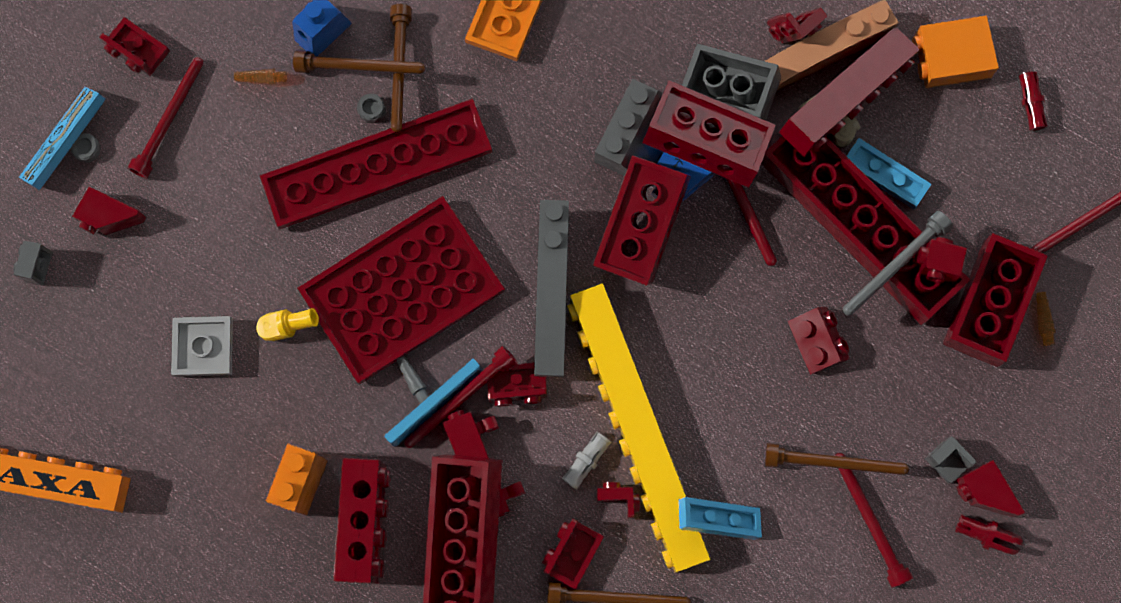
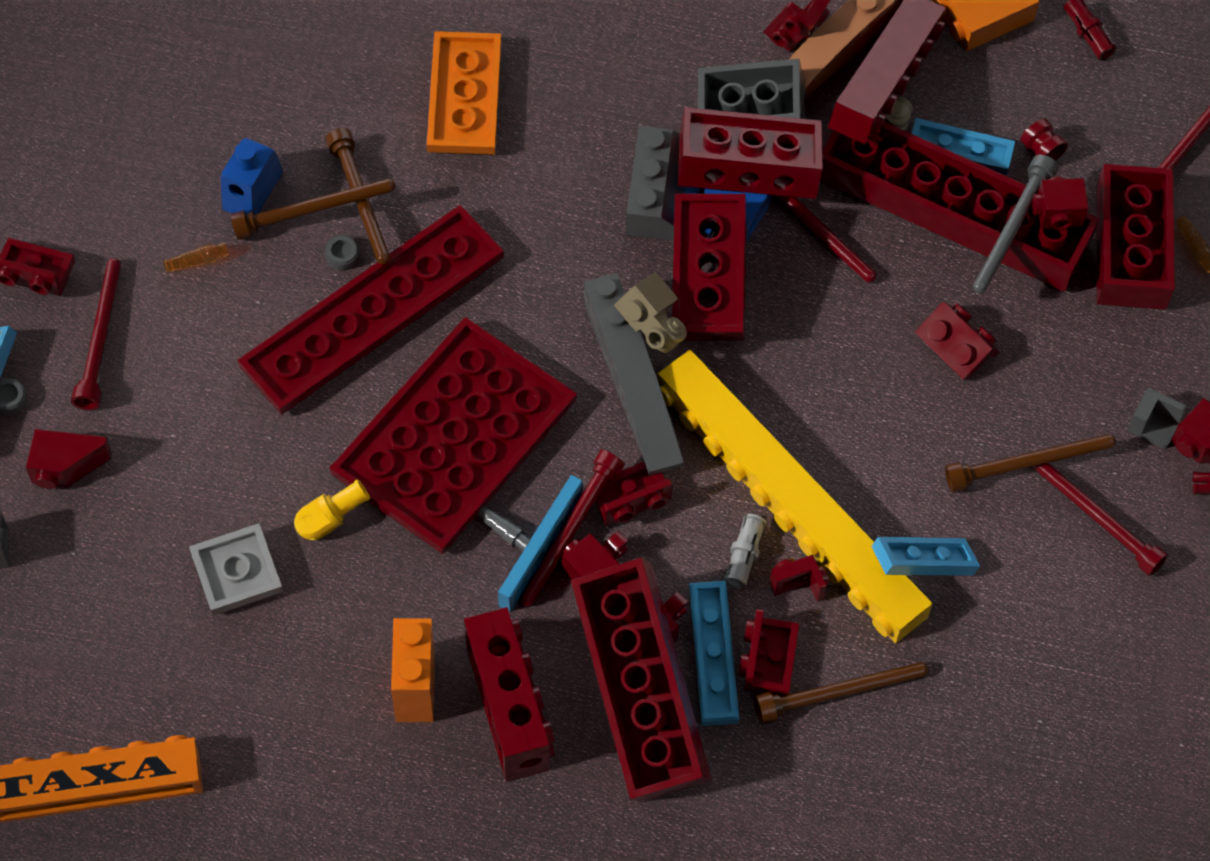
camera: 25 degrees left, 15 degrees down
(532, 534) = (713, 653): none -> dark azure tile
(575, 245) = (646, 309): none -> dark tan brick
(954, 191) = (1043, 140): none -> dark red wheel

